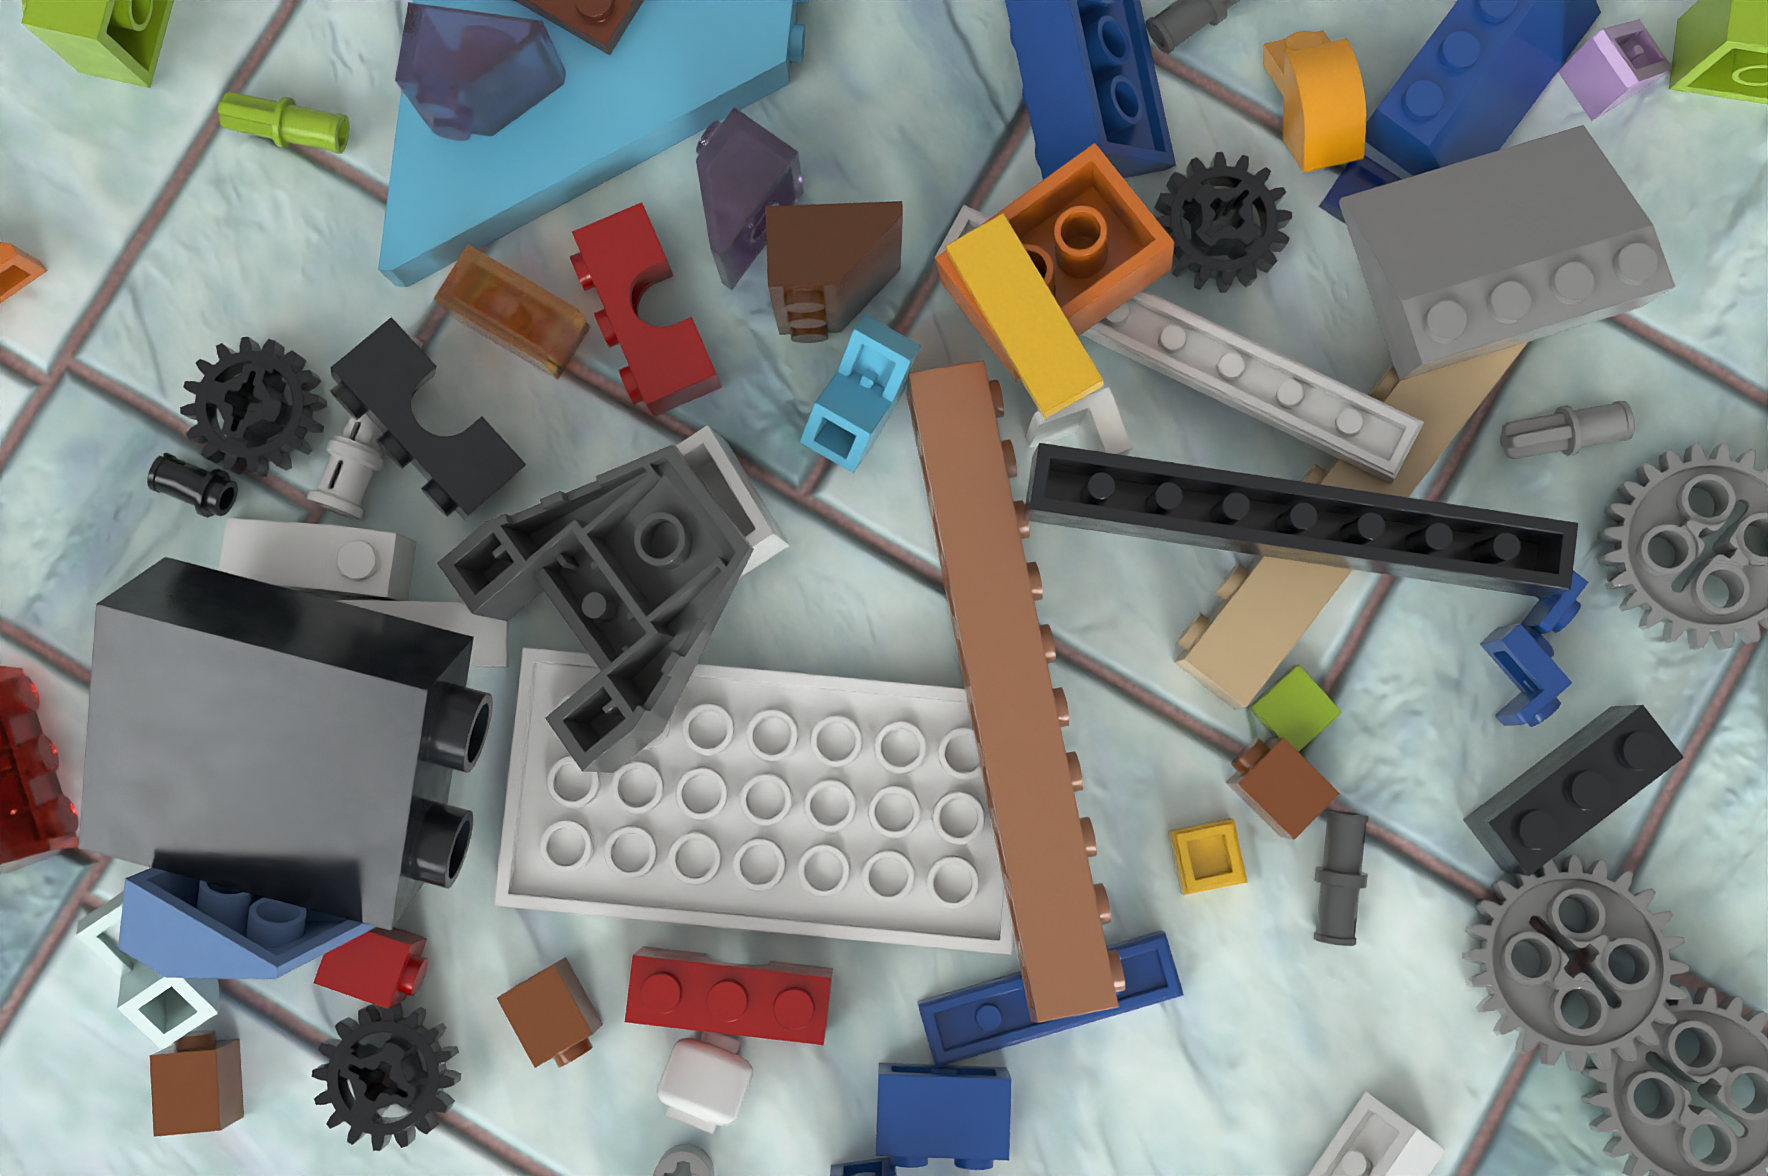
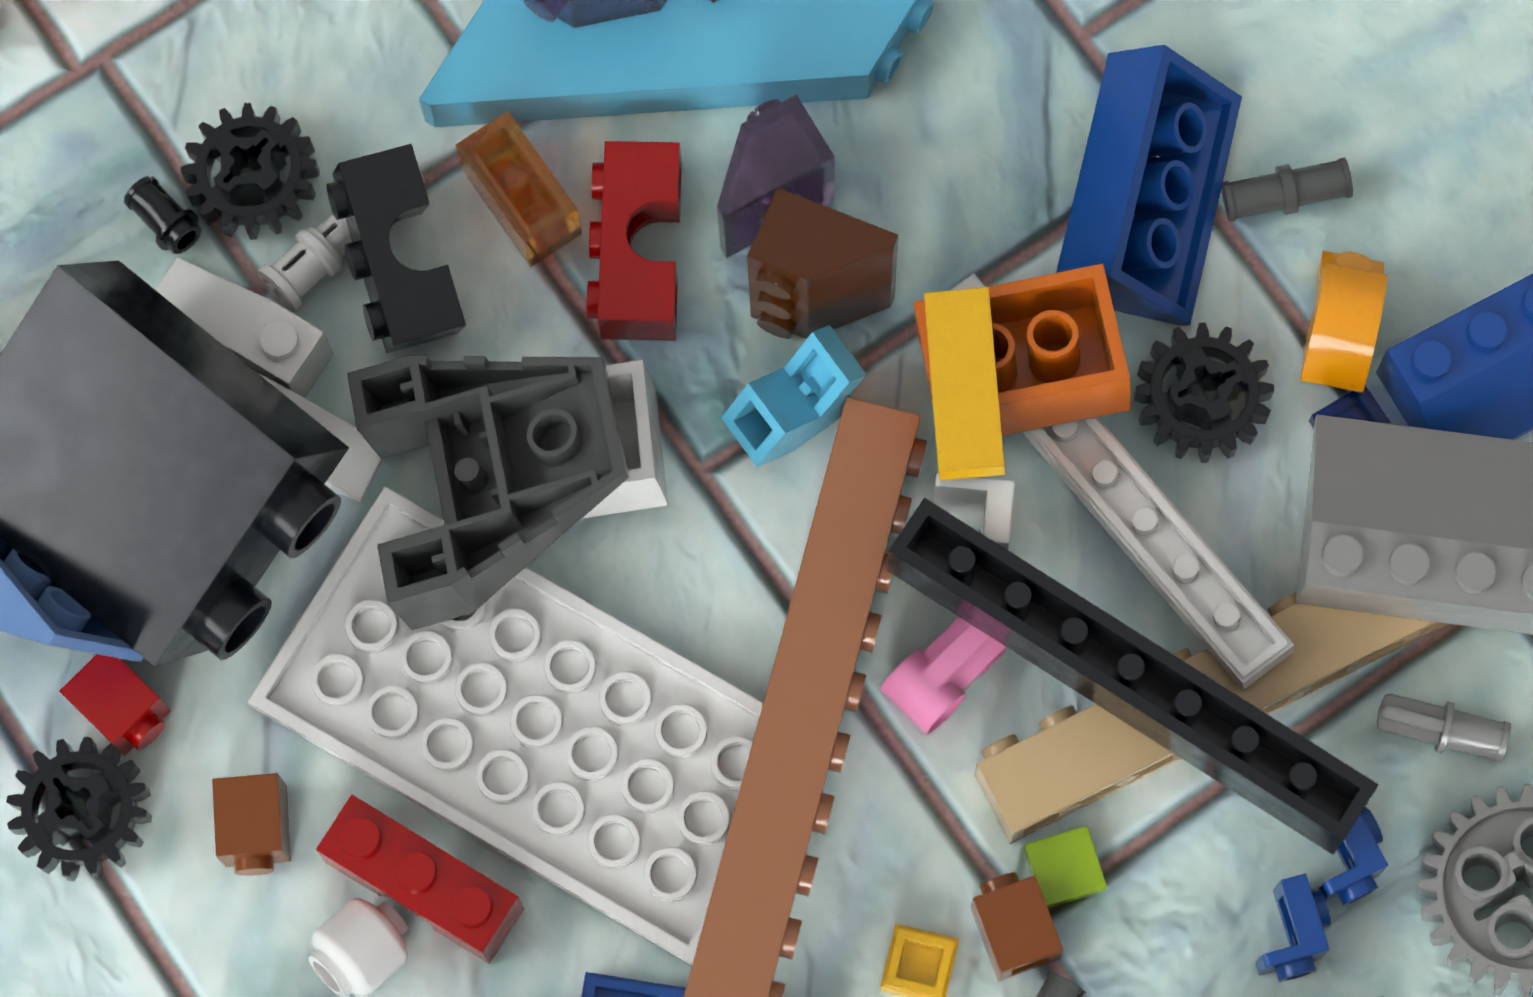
camera: 30 degrees right, 10 degrees down
(1105, 596) = (935, 680): none -> bright pink piece

